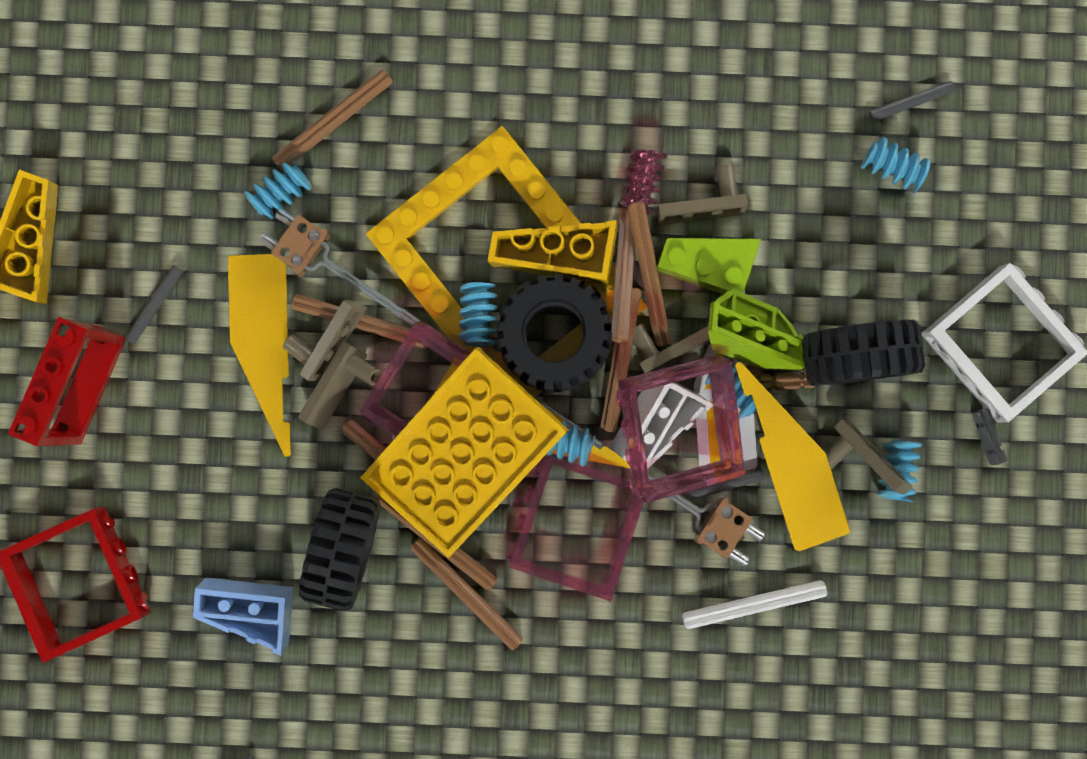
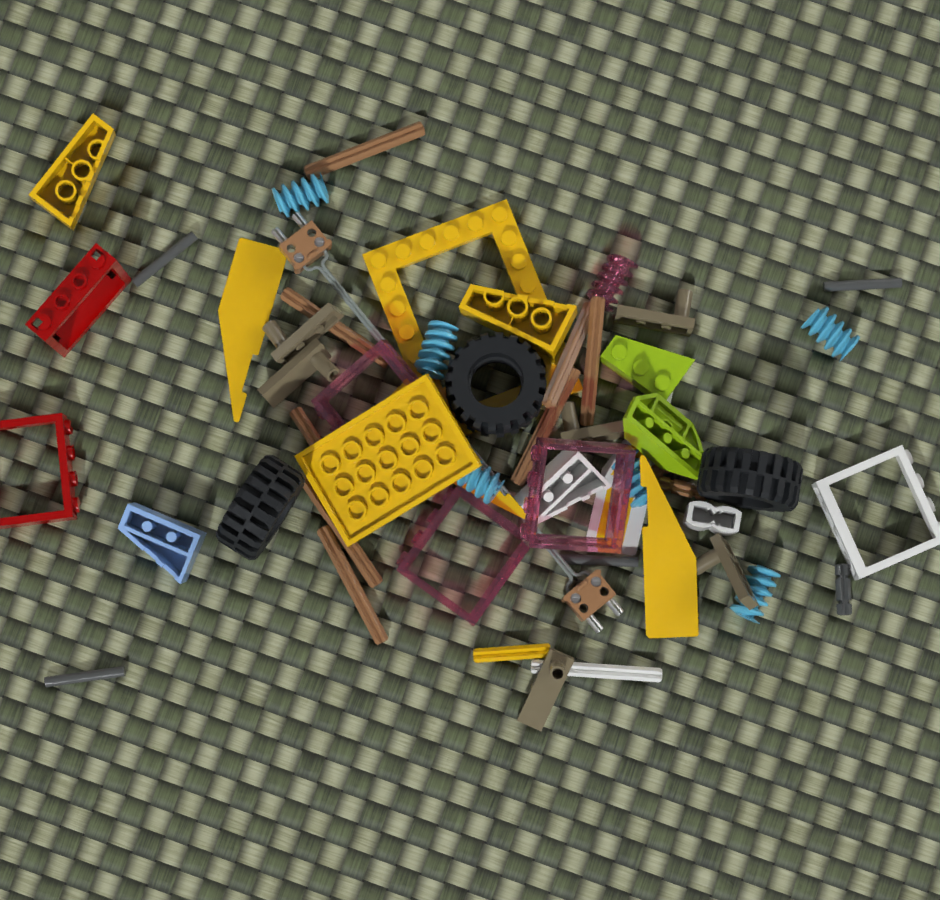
camera: 15 degrees right, 5 degrees down
(659, 613) = (508, 653): none -> yellow axle
(707, 642) = (545, 689): none -> dark tan piece
(826, 405) = (704, 516): none -> white brick

